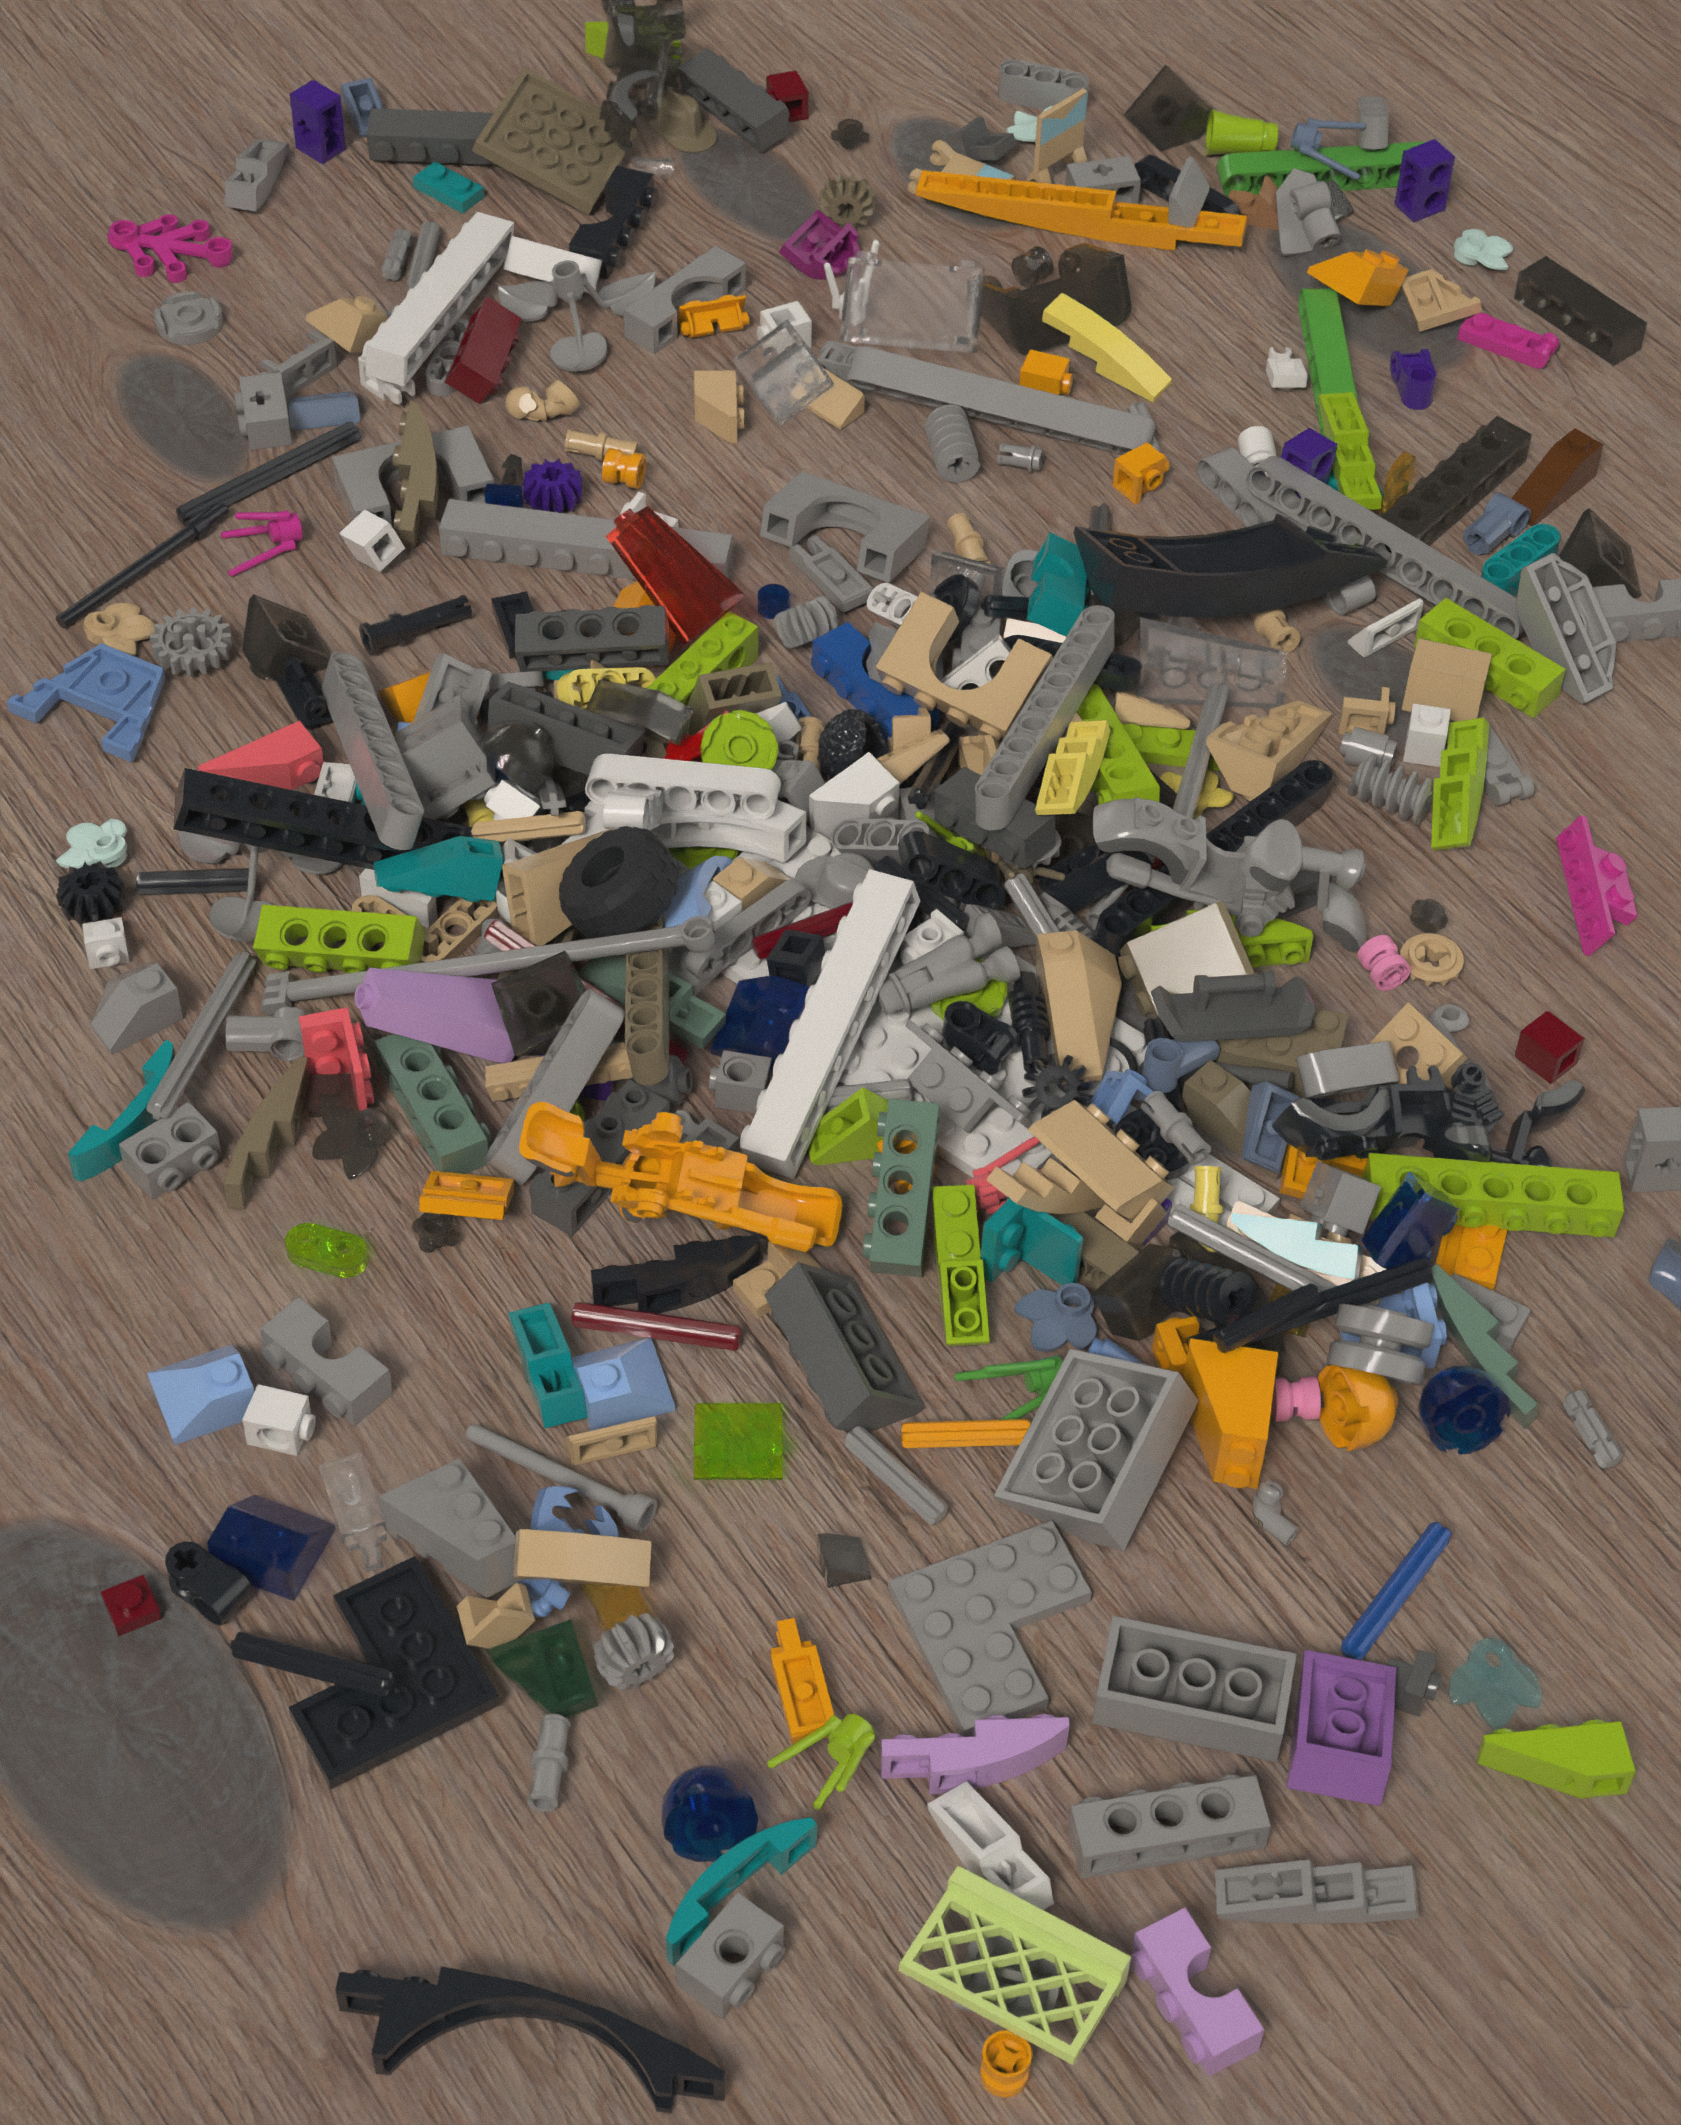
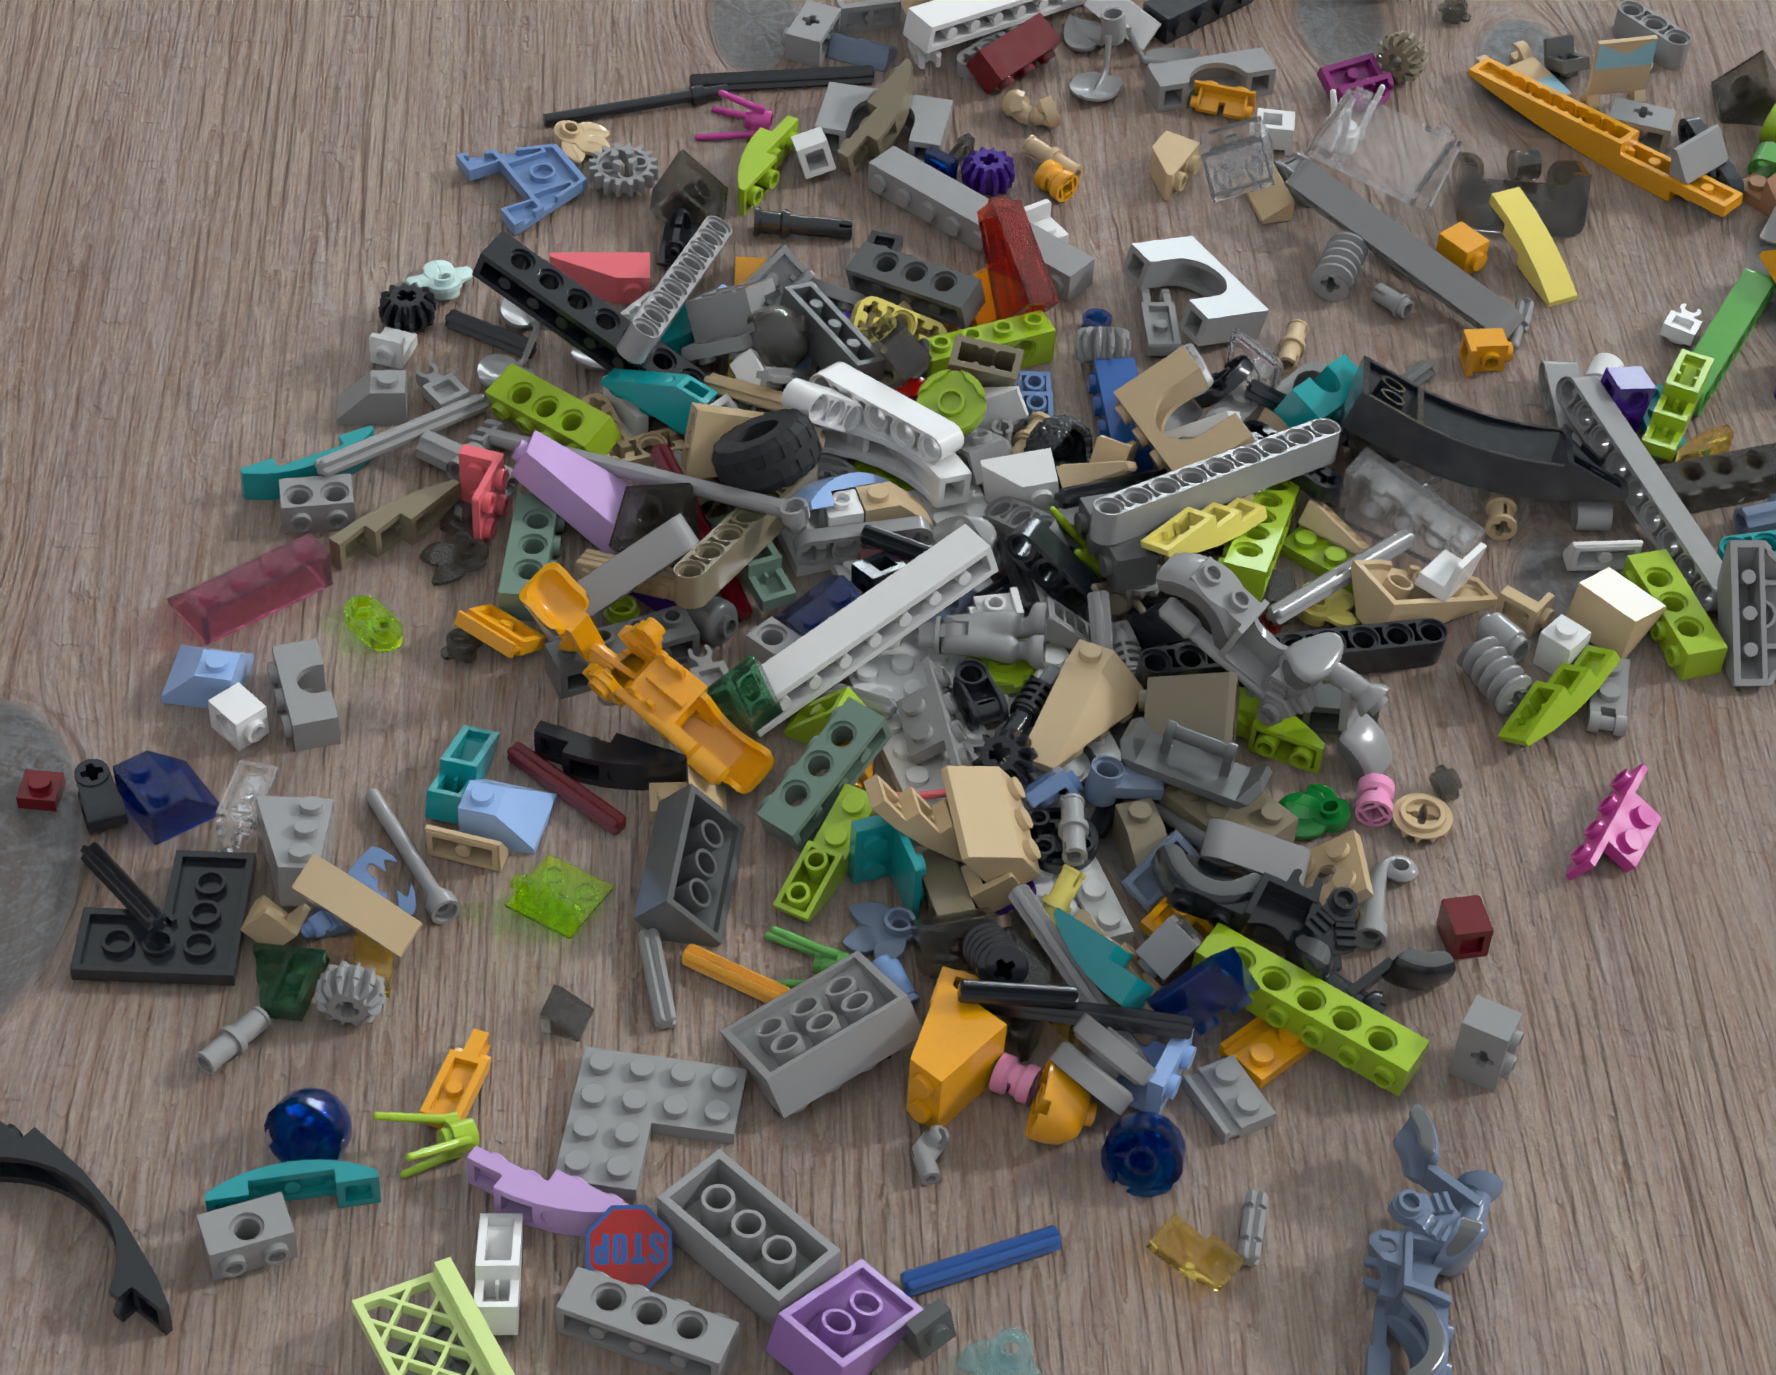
camera: 30 degrees right, 5 degrees down
(173, 1272) = (254, 588): none -> clear pink slope
(199, 967) = (440, 389): none -> light grey plate
(327, 575) = (760, 162): none -> lime slope
(778, 1145) = (746, 696): none -> clear green wing
(799, 918) = (892, 542): none -> black axle
(1092, 1757) = (630, 1245): none -> red piece
(1287, 711) = (1449, 573): none -> white panel
(1335, 994) = (1317, 811): none -> green plate
(1476, 1335) = (1201, 1107): sand green slope -> none
(1568, 1483) = (1200, 1259): none -> clear yellow slope

